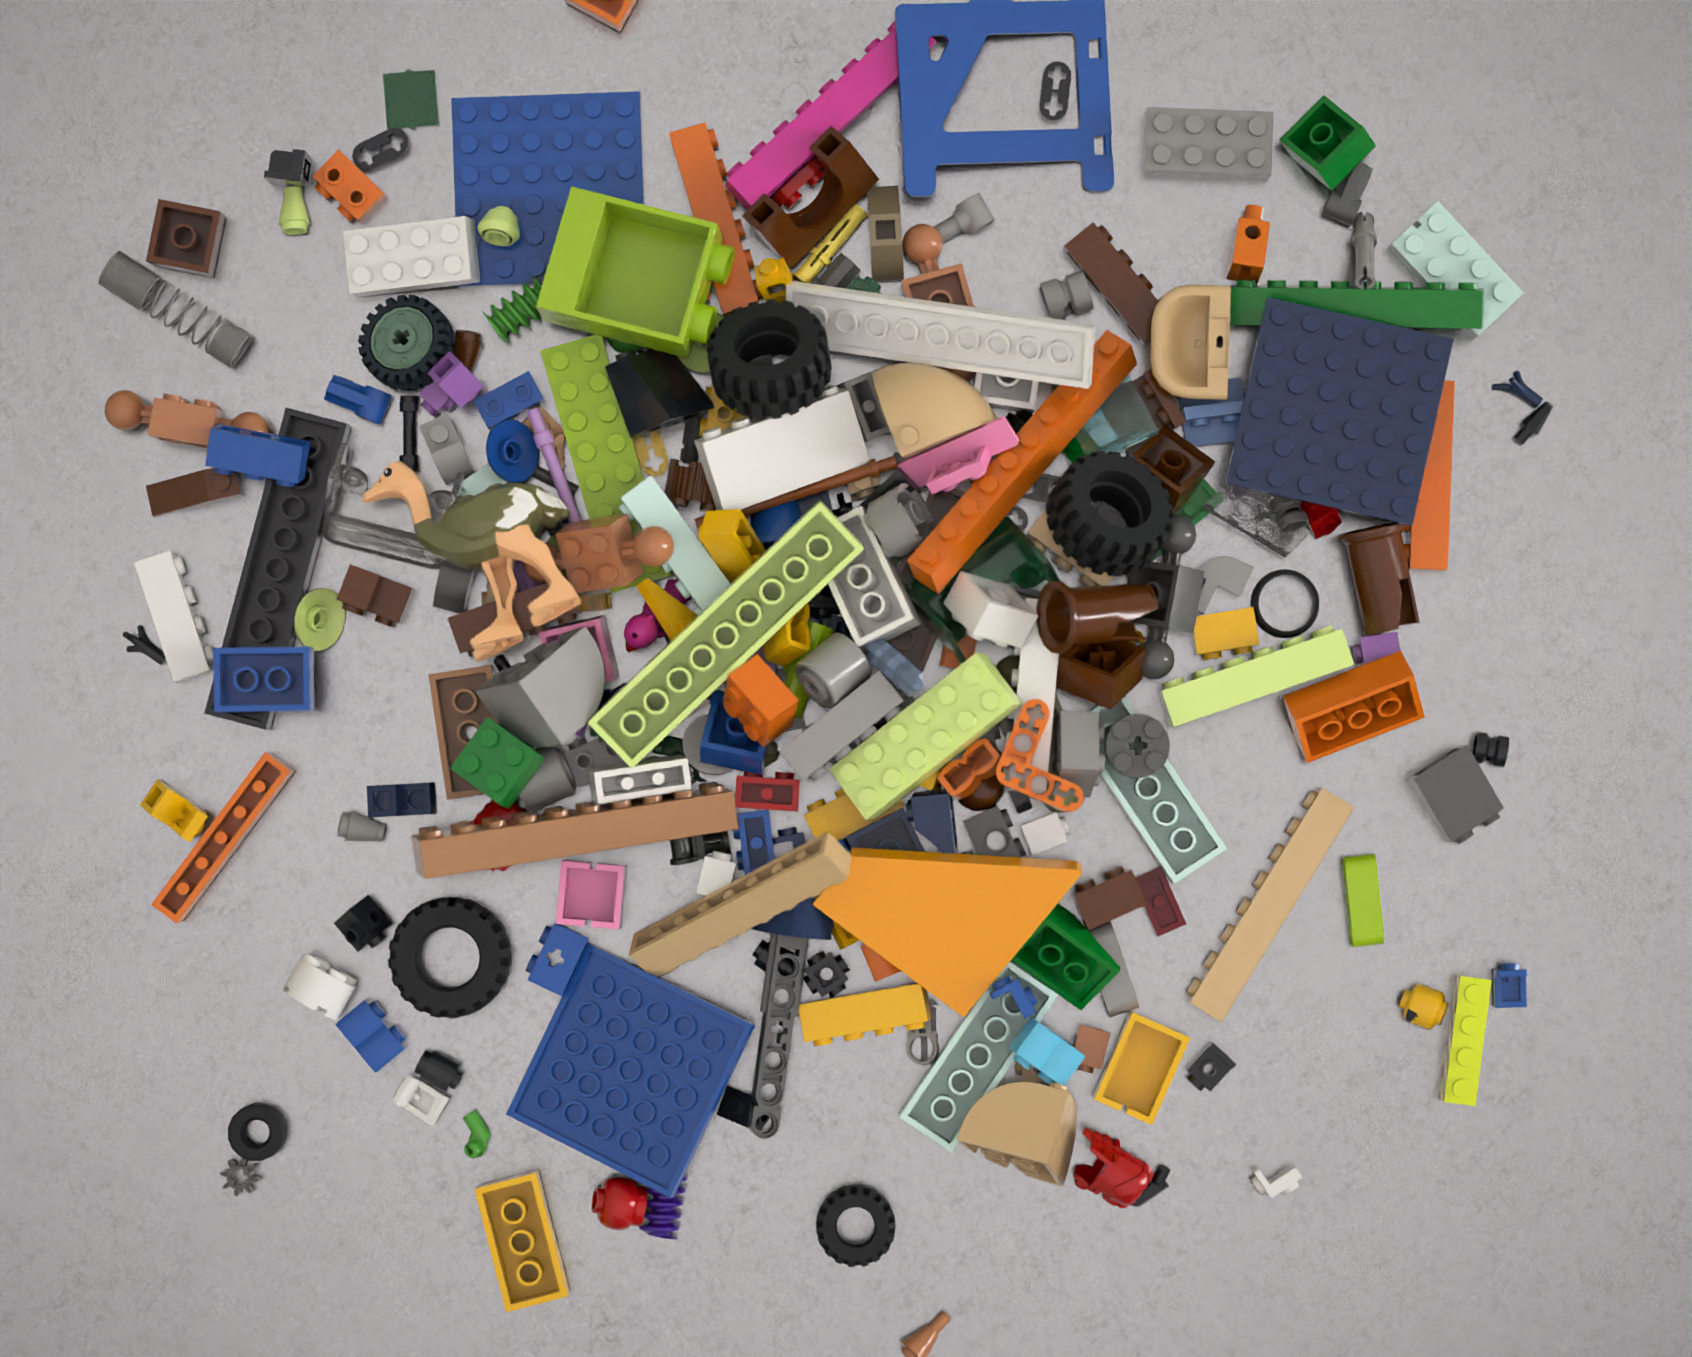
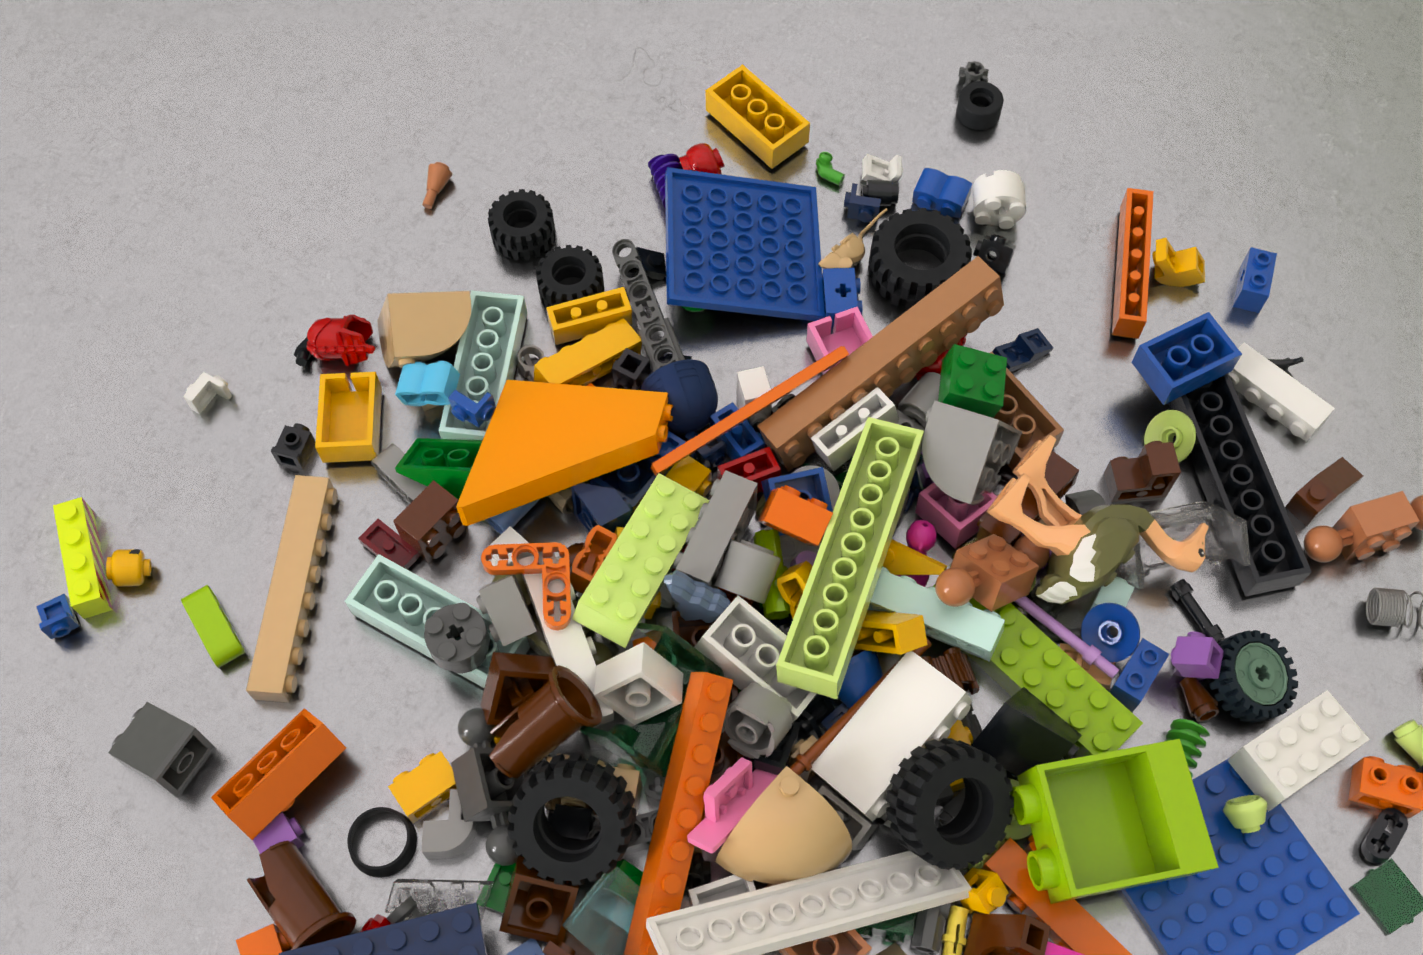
camera: 155 degrees right, 25 degrees down
(105, 752) = (1255, 280): none -> blue brick
(257, 454) = (1310, 518): blue brick -> none
(360, 828) = (1039, 317): light grey cone -> none
(364, 401) = (1244, 616): blue piece -> none
(446, 449) = (1159, 604): light grey brick -> none
(469, 1057) = (861, 207): none -> dark blue bracket
(517, 1010) = (850, 251): none -> tan animal
(659, 449) = (1001, 690): clear yellow beam -> none
(734, 844) = (749, 410): none -> orange tile
(741, 905) = (720, 367): tan brick -> none
(836, 1151) = (565, 264): none -> black tyre
(837, 1066) = (588, 315): none -> yellow brick
(989, 821) = (542, 514): dark grey brick -> none
(1093, 1045) = (398, 419): nougat brick -> none
(1255, 678) = (378, 756): yellowish green brick -> none
(1490, 749) = (138, 802): black wheel -> none

